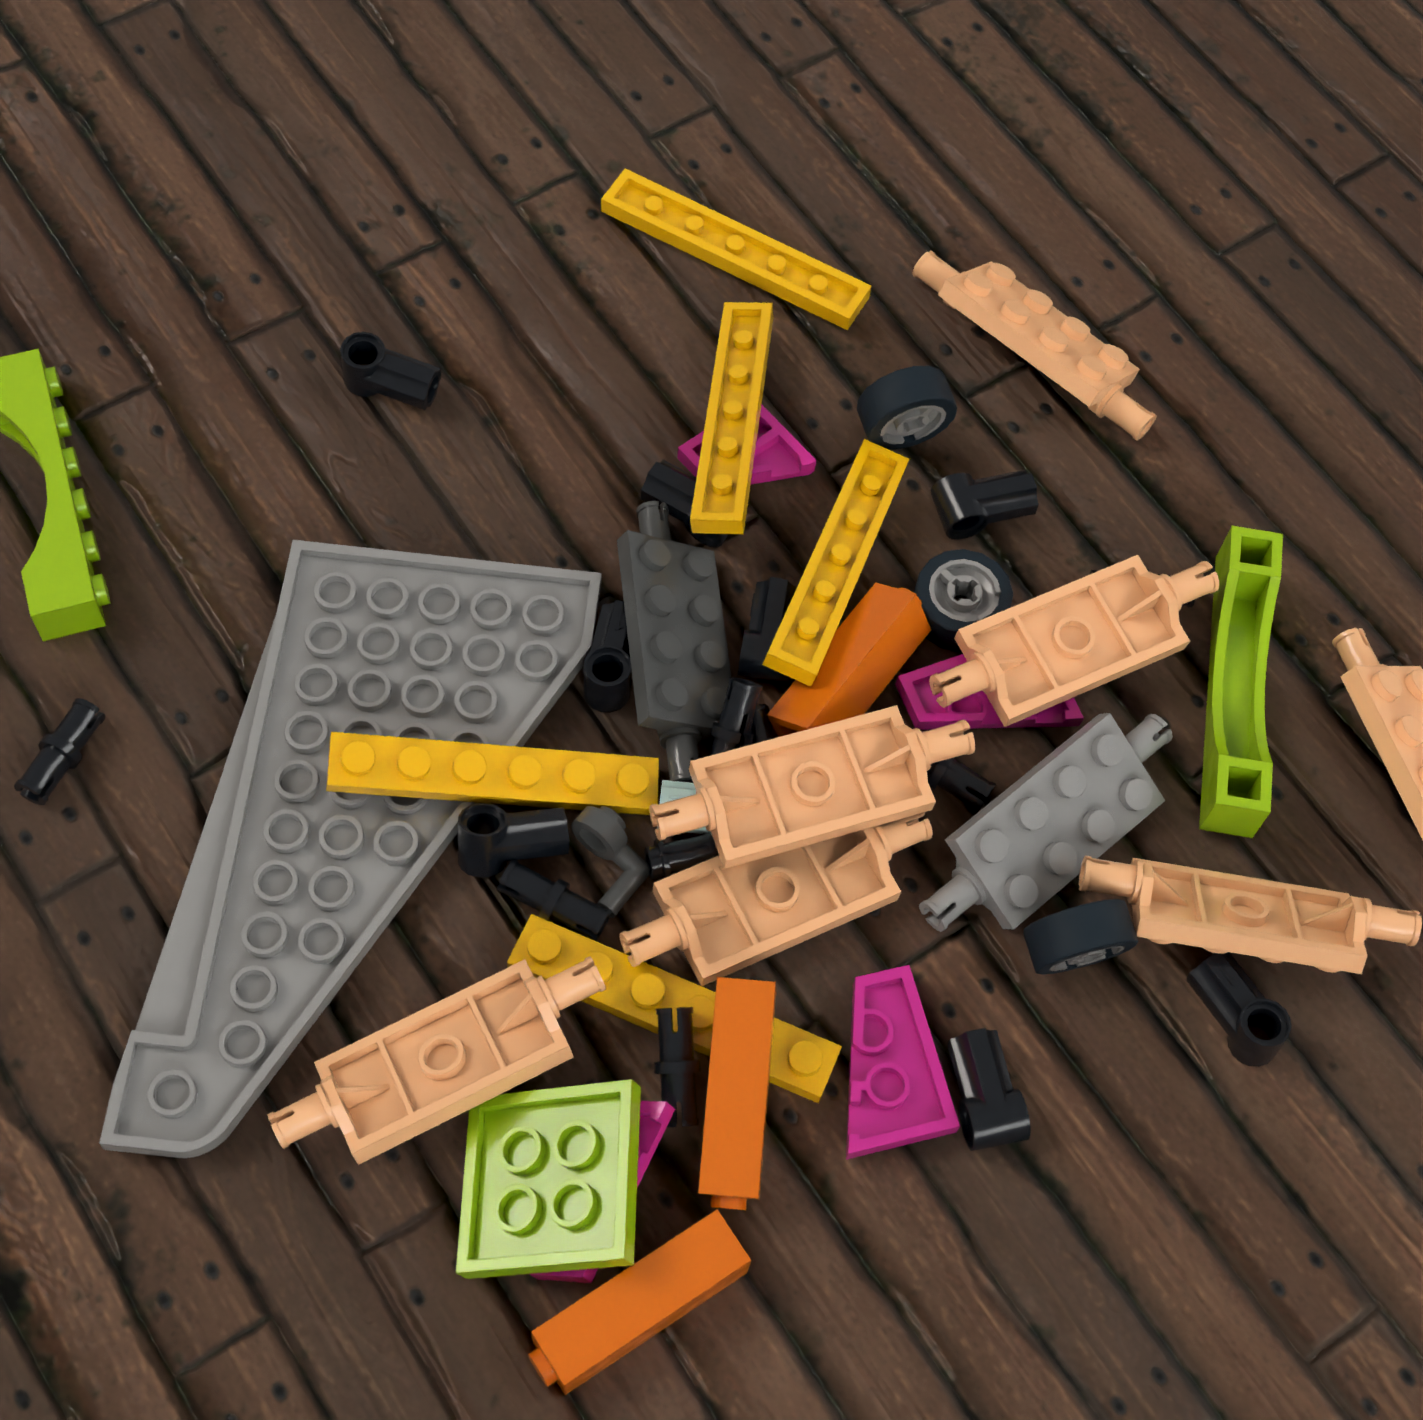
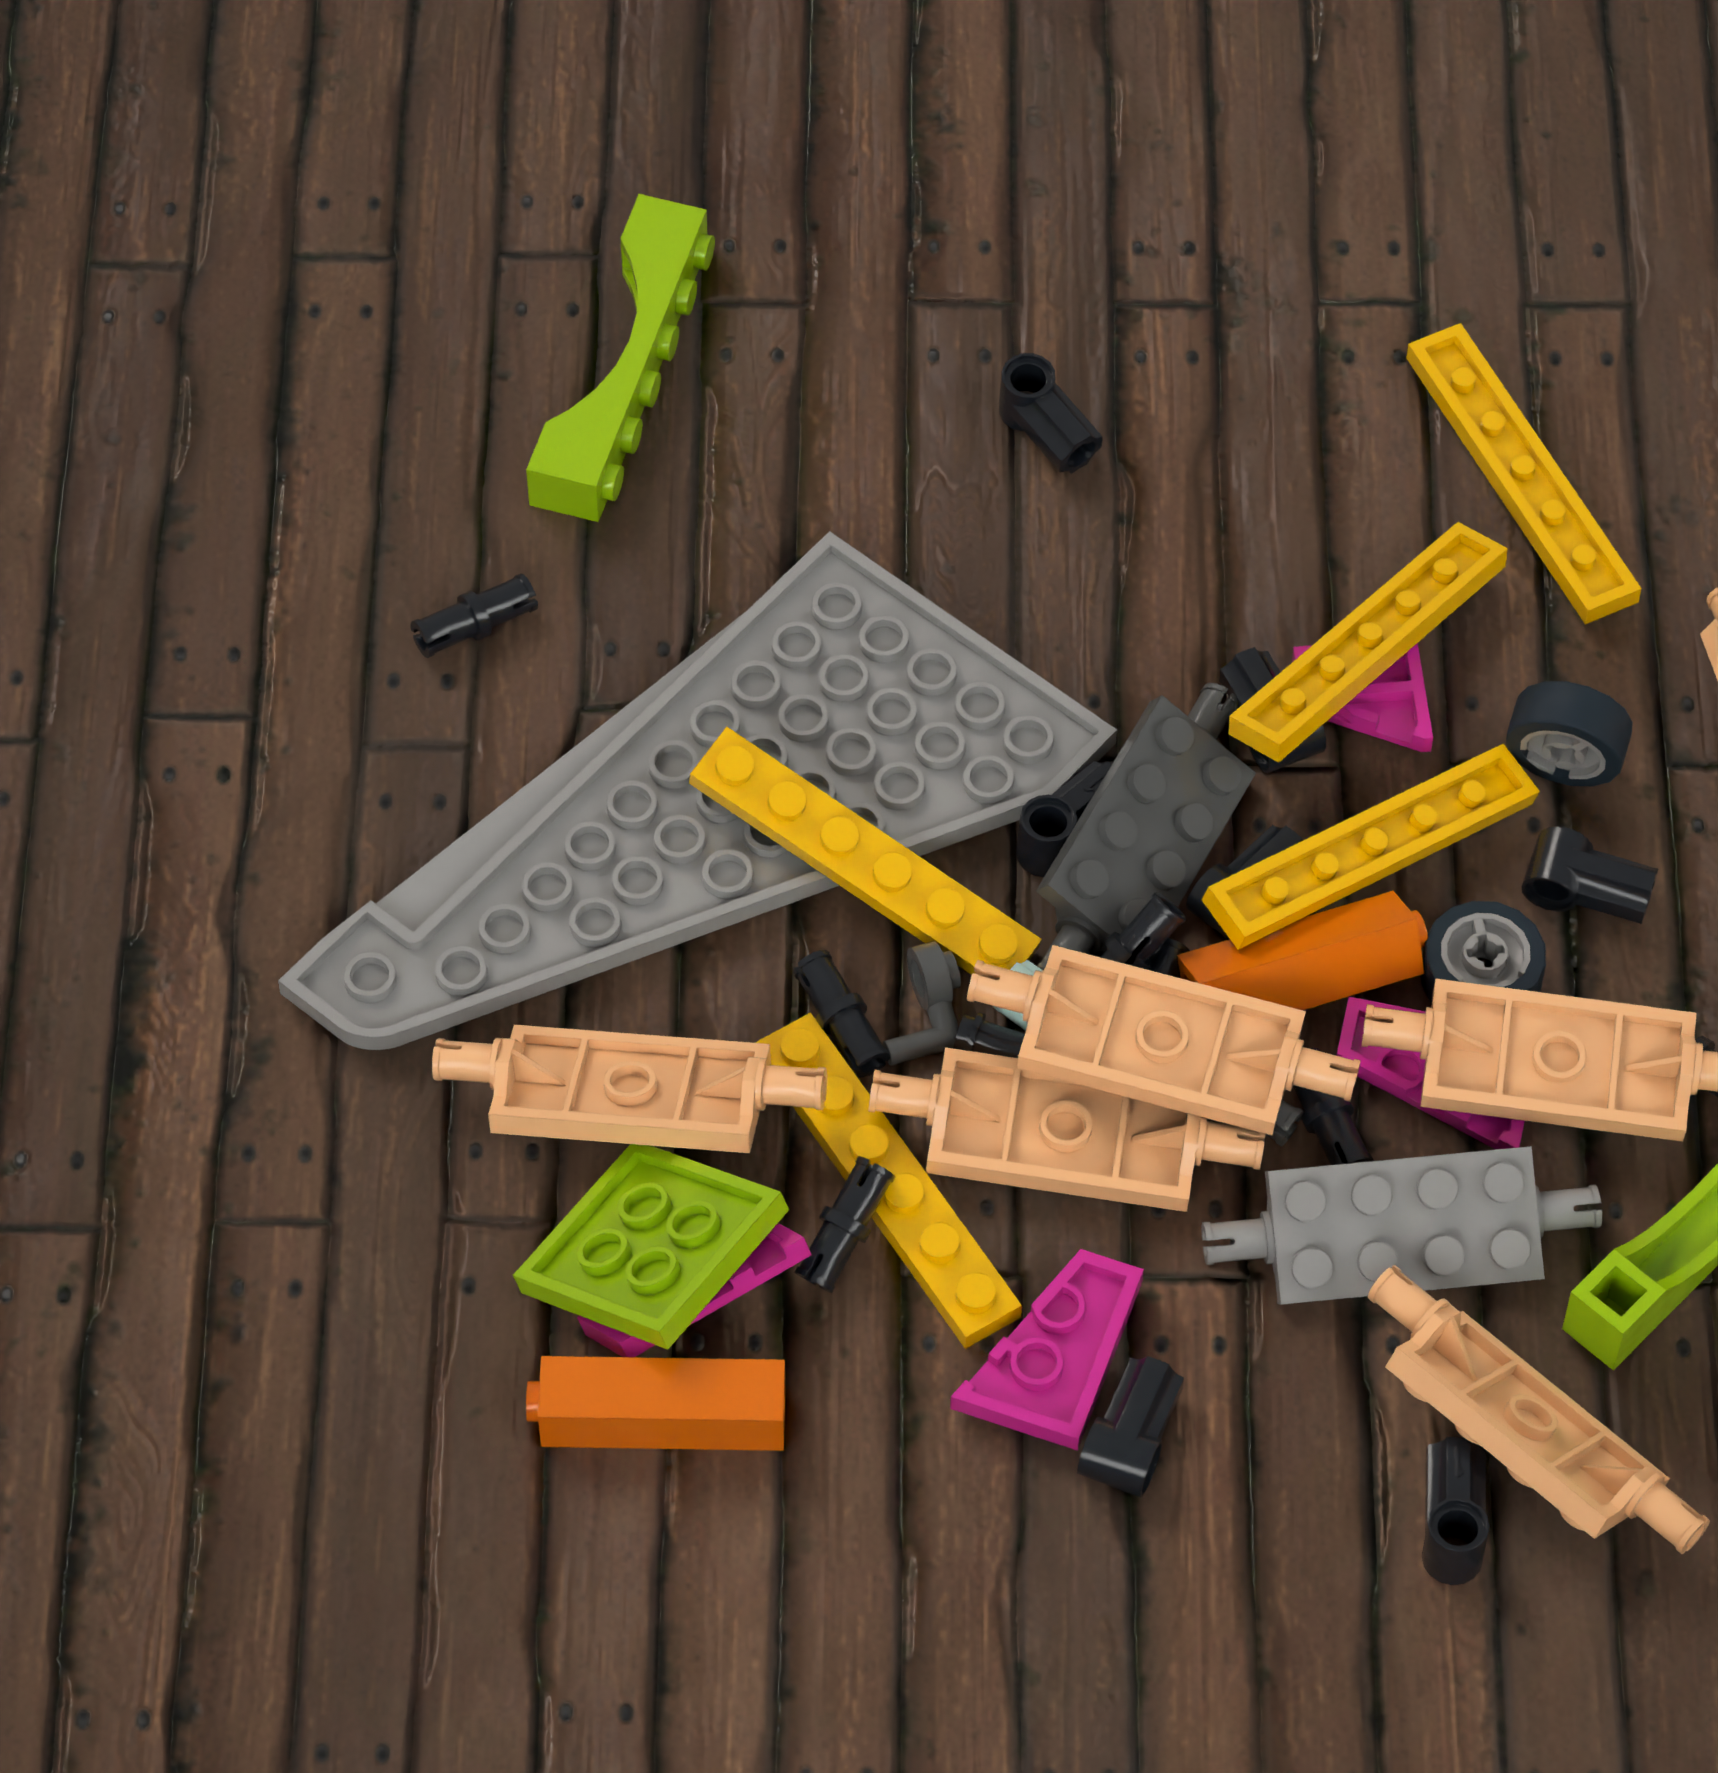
camera: 40 degrees right, 5 degrees down
(492, 837) = (822, 919): black piece -> none
(737, 1092) = (882, 1274): orange brick -> none
(1080, 936) = (1332, 1339): black wheel -> none

